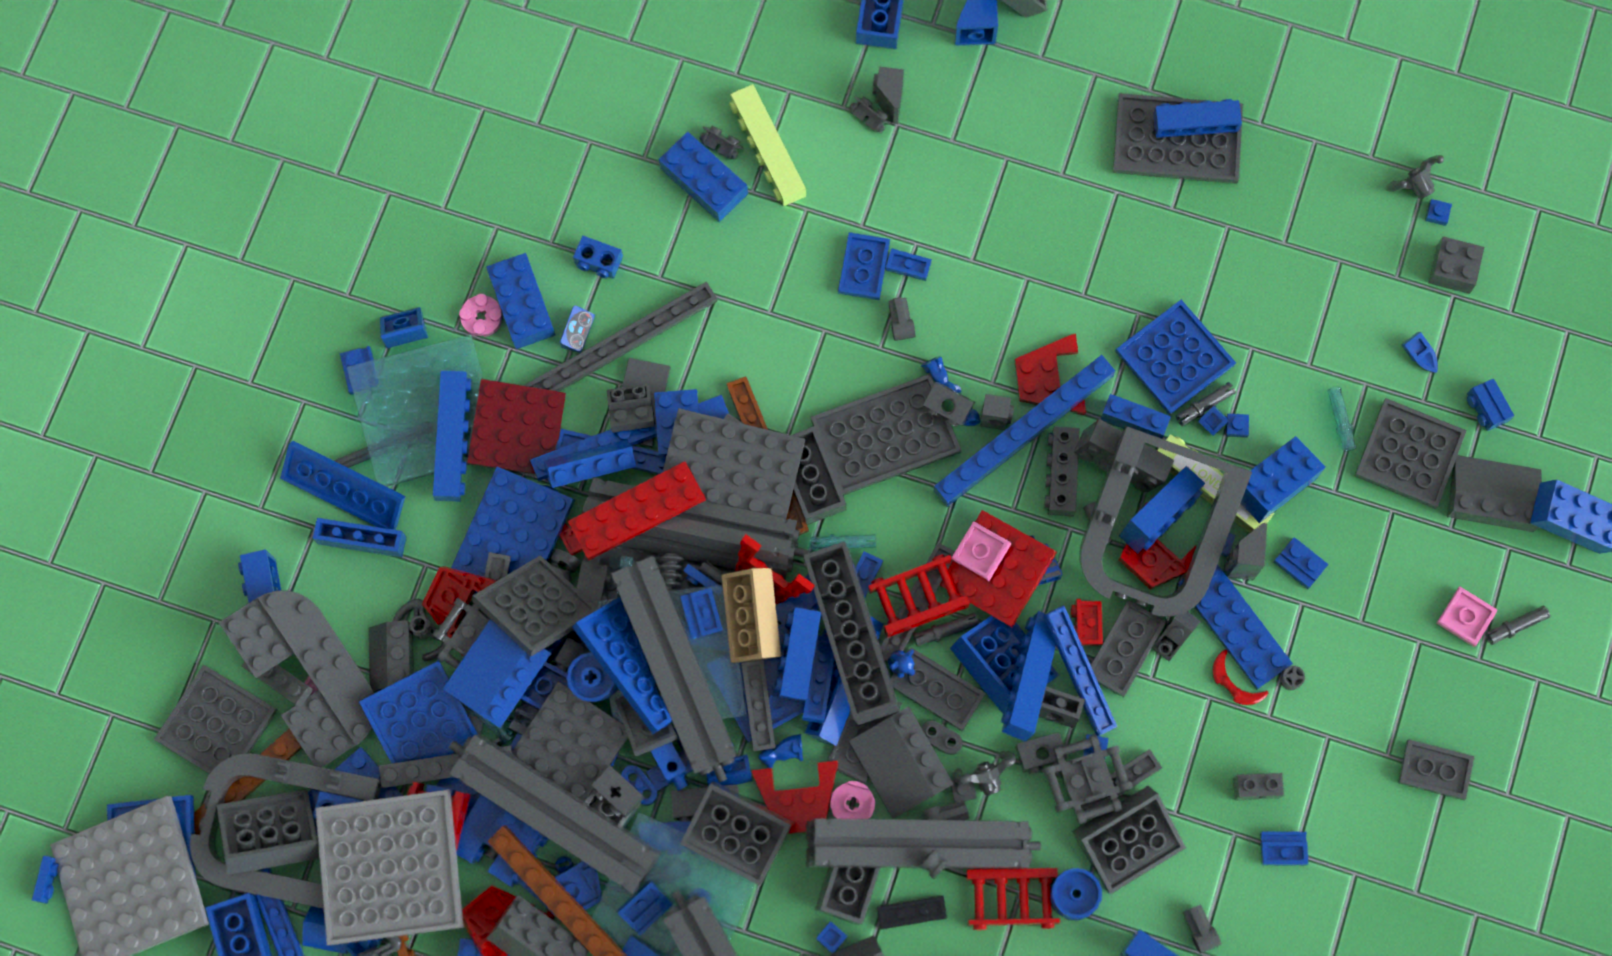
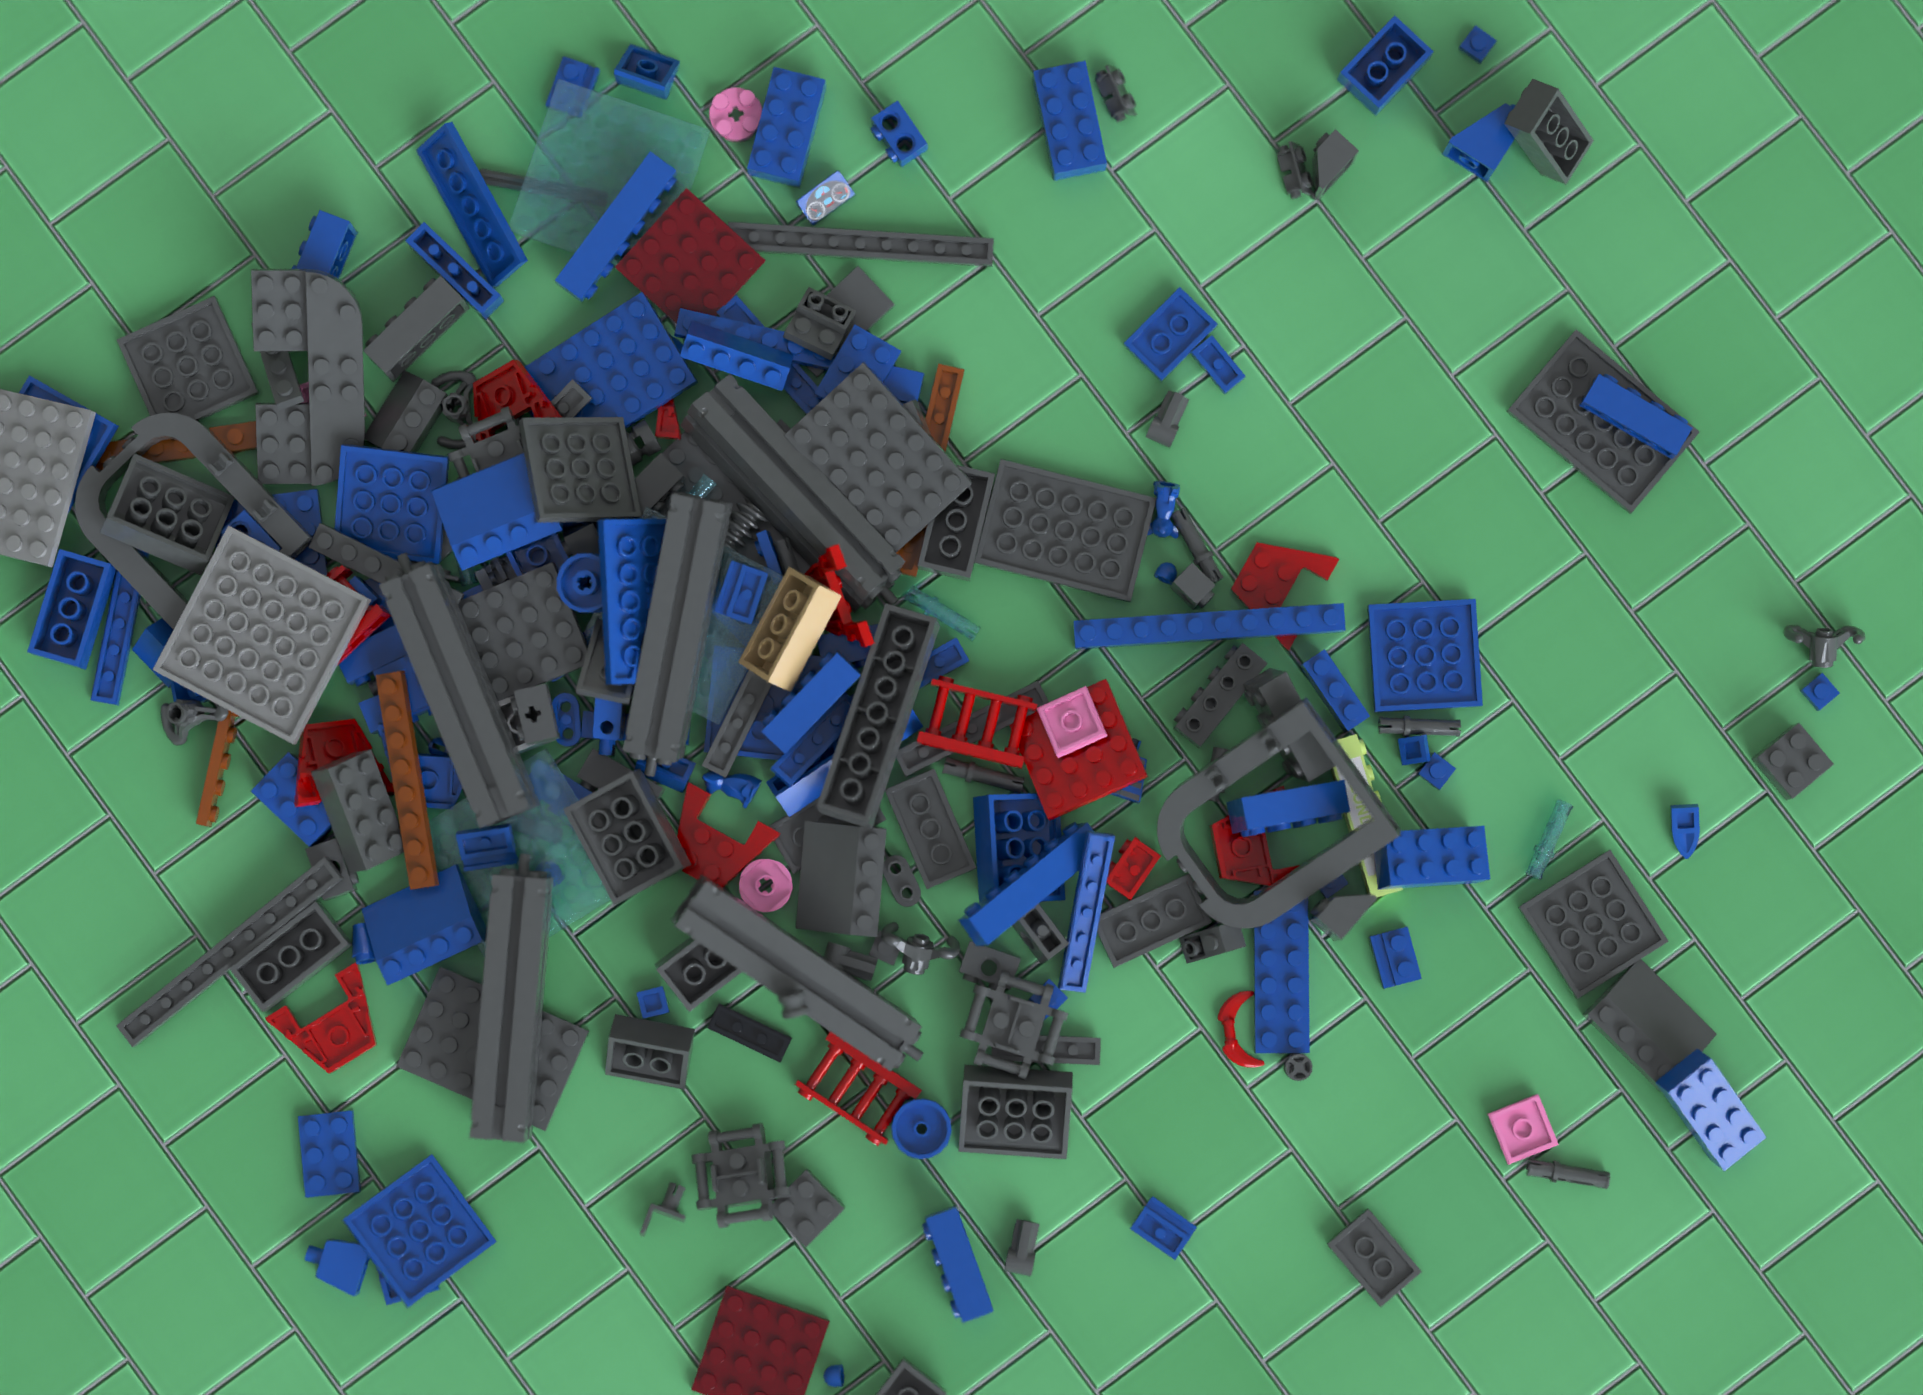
camera: 30 degrees right, 10 degrees up
(358, 592) = (416, 328): none -> dark grey brick
(636, 510) = (747, 441): red plate -> none
(768, 145) = (1162, 132): yellowish green brick -> none
(901, 663) = (910, 780): blue animal -> none
(961, 409) = (1163, 553): dark grey brick -> none
(973, 384) = (1201, 555): none -> dark grey pin
(1258, 786) = (1182, 1150): dark grey brick -> none
(1489, 404) = (1713, 931): blue brick -> none

